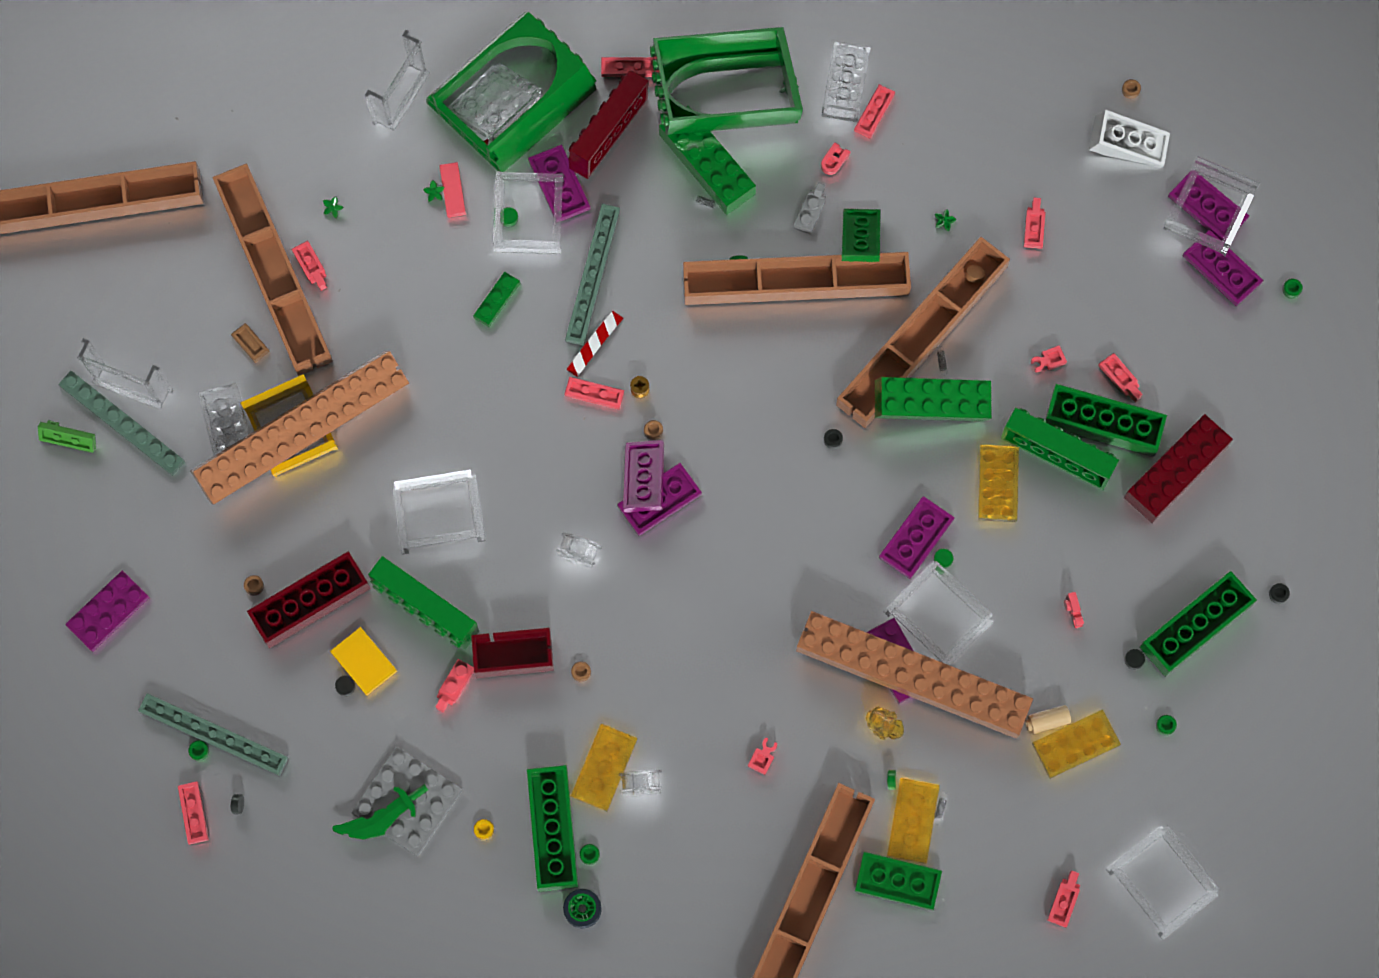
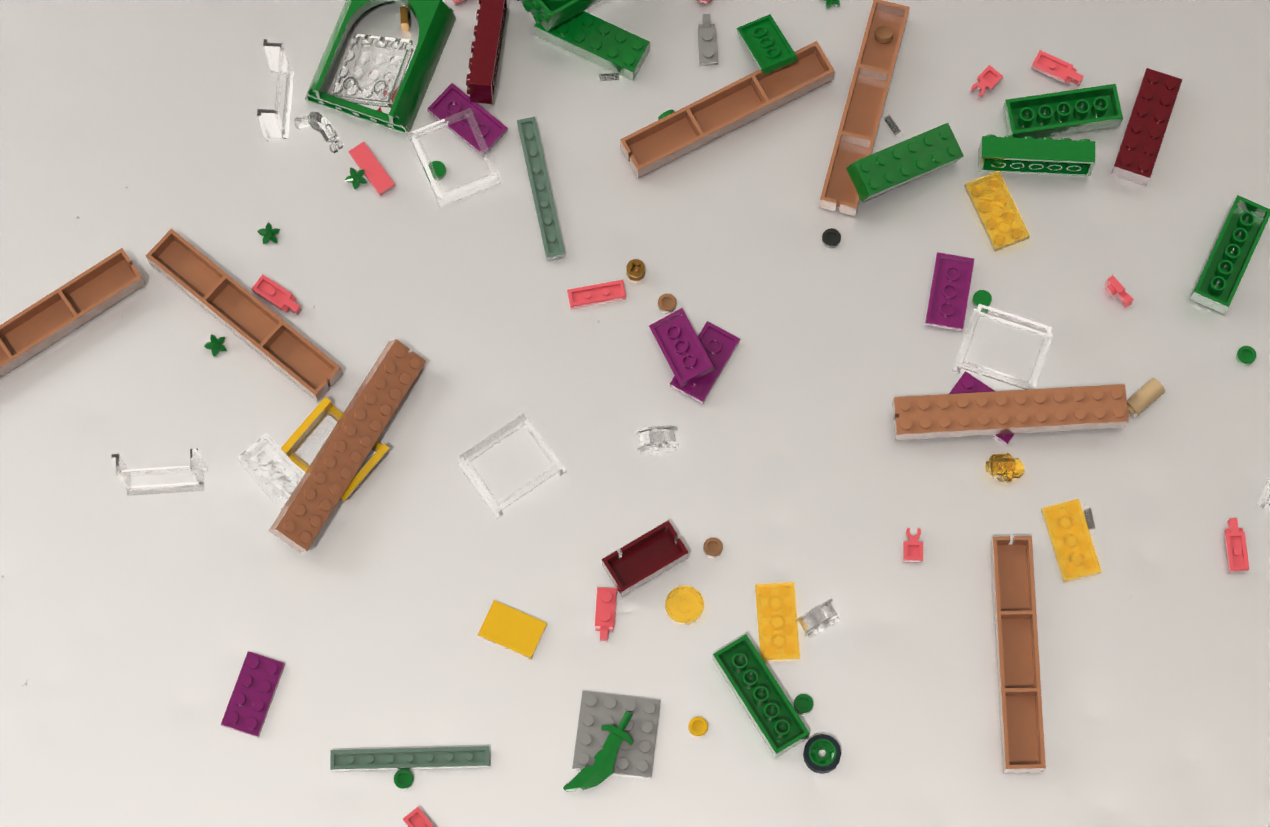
camera: 25 degrees left, 0 degrees up
(56, 434) = (118, 557): bright green hinge -> none
(121, 423) = (175, 518): sand green plate -> none
(235, 284) = (215, 344): none -> green plant
(237, 804) = (465, 809): pearl dark grey tile -> none
(250, 343) = (257, 392): medium nougat tile -> none
(253, 585) = (376, 608): medium nougat tile -> none
(308, 599) = (435, 597): dark red brick -> none
(345, 685) = (507, 659): pearl dark grey tile -> none
(423, 602) = (542, 551): green brick -> none
(428, 131) = (322, 125): none -> clear arm
(496, 299) = (464, 250): green plate -> none
(528, 712) = (684, 605): none -> clear yellow tile
(549, 68) = (404, 15): none -> pearl gold tile
(594, 343) = (573, 250): sticker -> none
(891, 780) = (1035, 513): green tile -> none
(898, 881) = (1085, 598): green plate -> none
(1076, 744) = (1178, 408): clear yellow plate -> none
(1134, 659) = (1191, 311): pearl dark grey tile -> none

